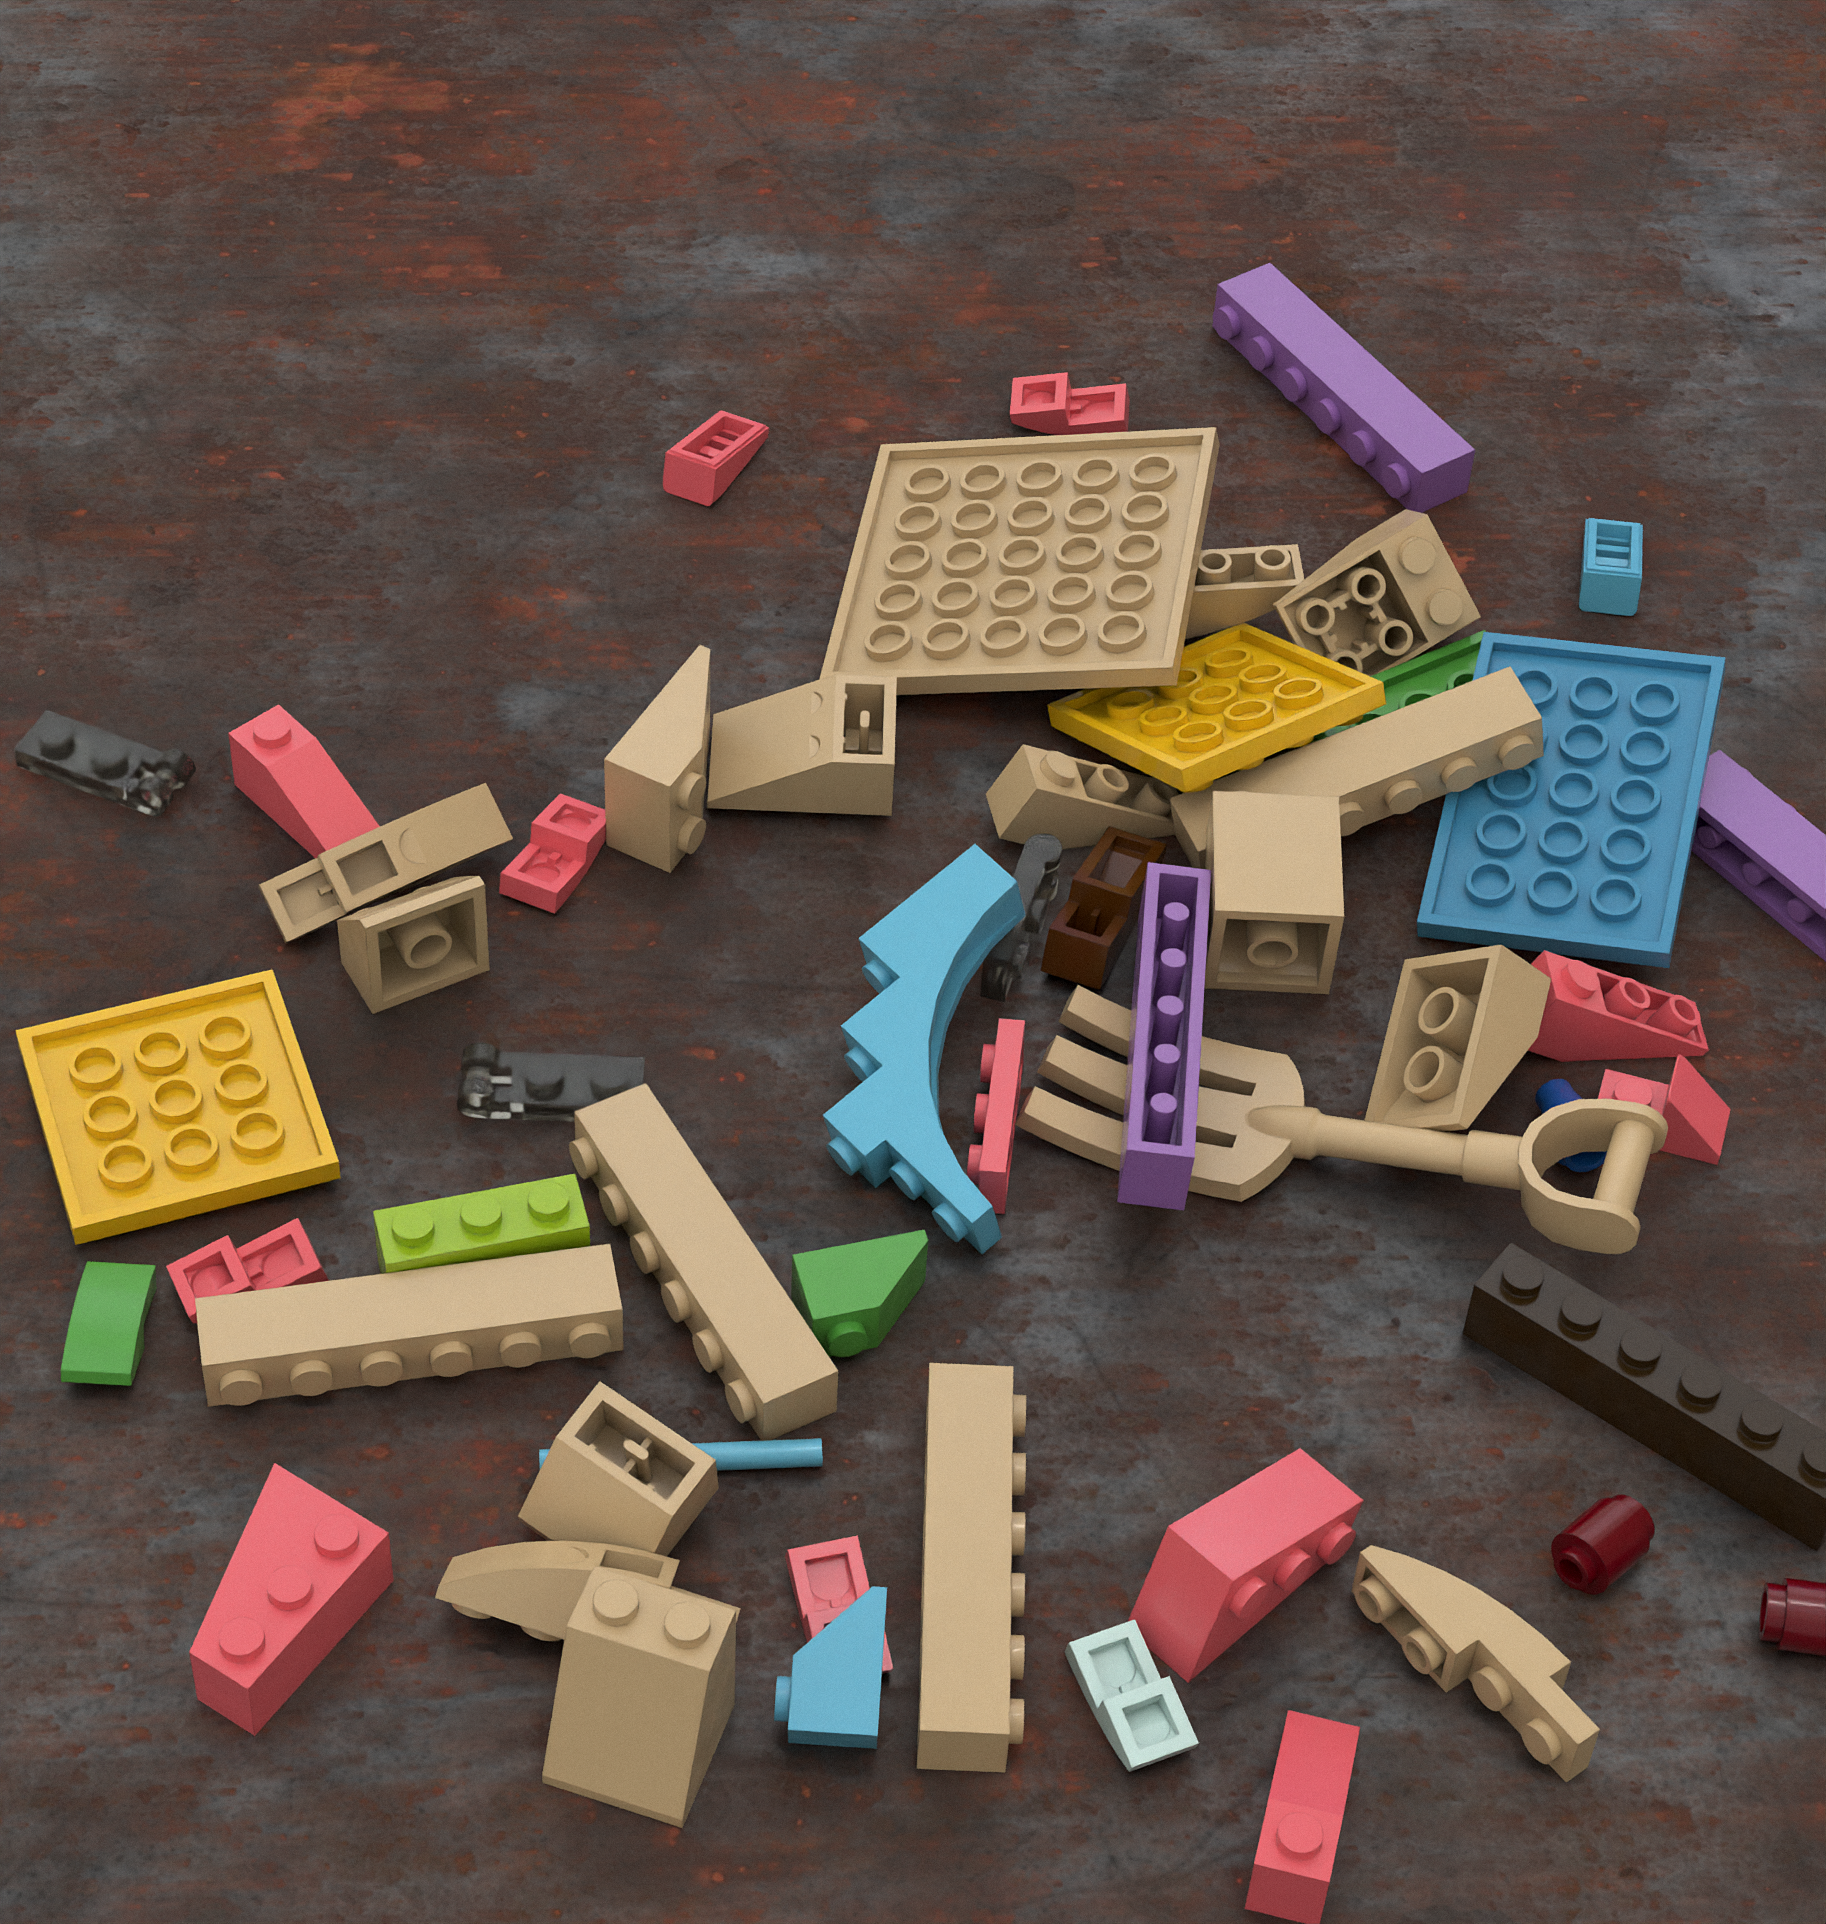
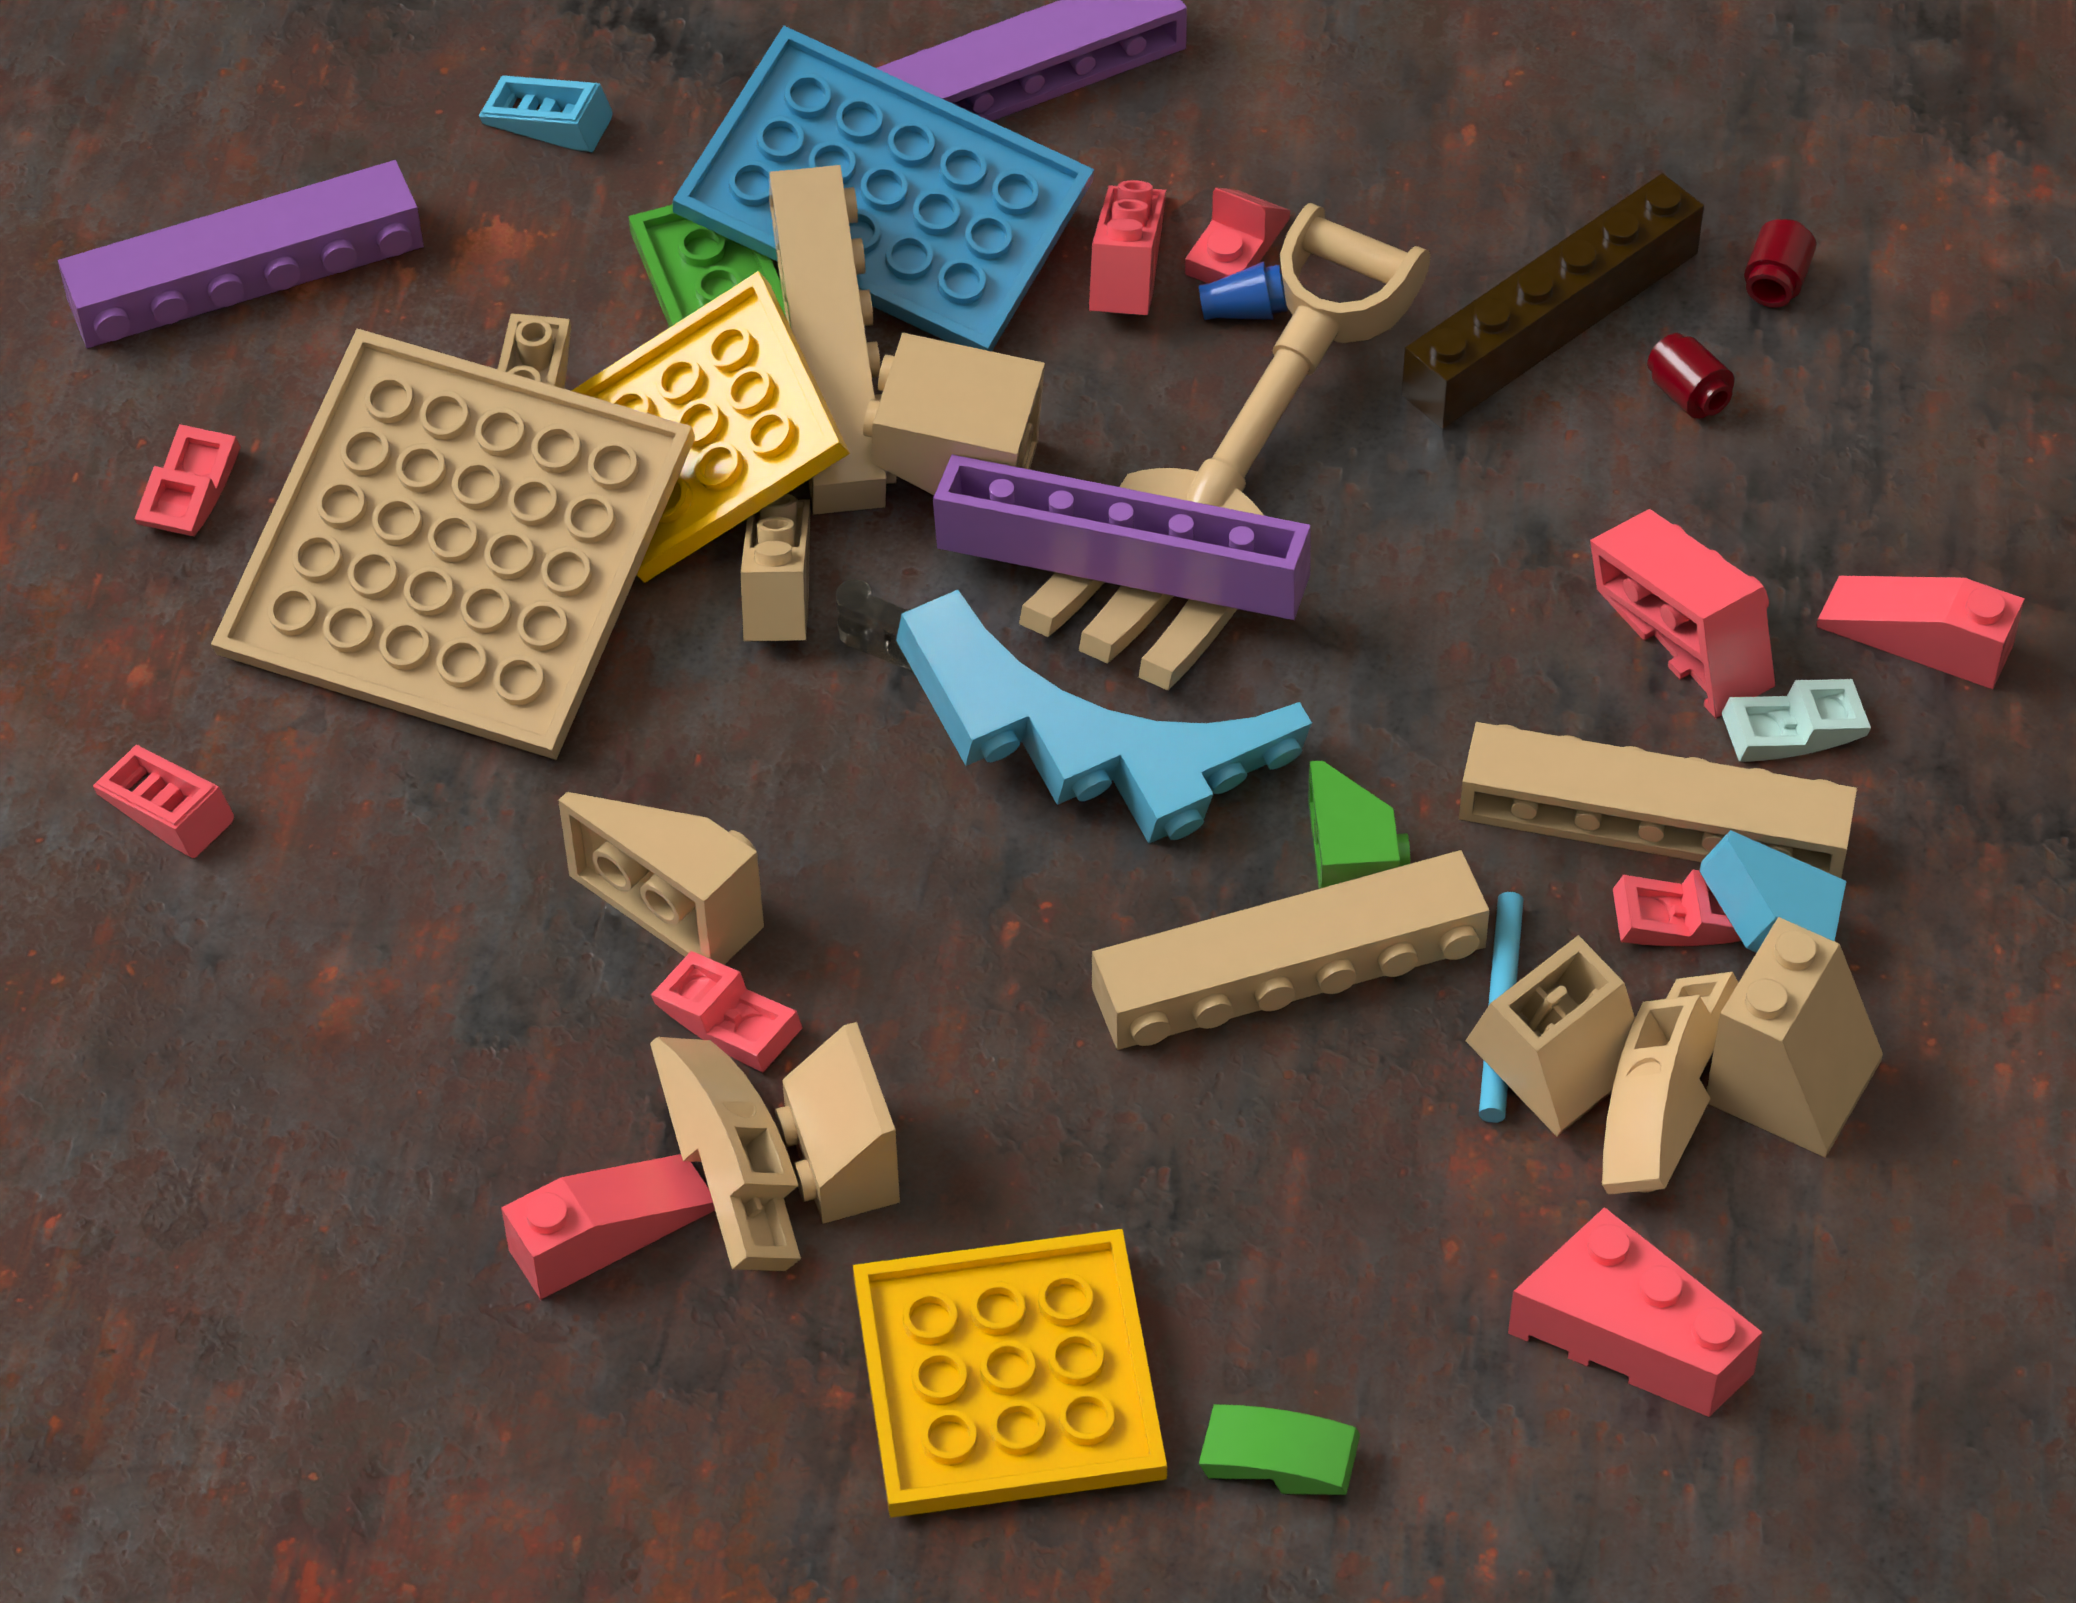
camera: 75 degrees left, 5 degrees up
(103, 763) = (489, 1415): clear smoke plate -> none
(268, 1262) = (1231, 1328): coral slope -> none
(409, 1325) = (1332, 1195): tan brick -> none
(483, 1225) = (1247, 1119): lime brick -> none
(541, 1083) = (1039, 1050): clear smoke plate -> none
(808, 749) = (662, 739): tan slope -> none
(997, 1113) = (1153, 690): coral plate -> none
(1100, 908) = (906, 566): reddish brown slope -> none
(1380, 598) = (590, 264): tan slope -> none
(1455, 1036) = (1172, 345): tan slope -> none
(1466, 1634) = (1774, 479): tan slope -> none

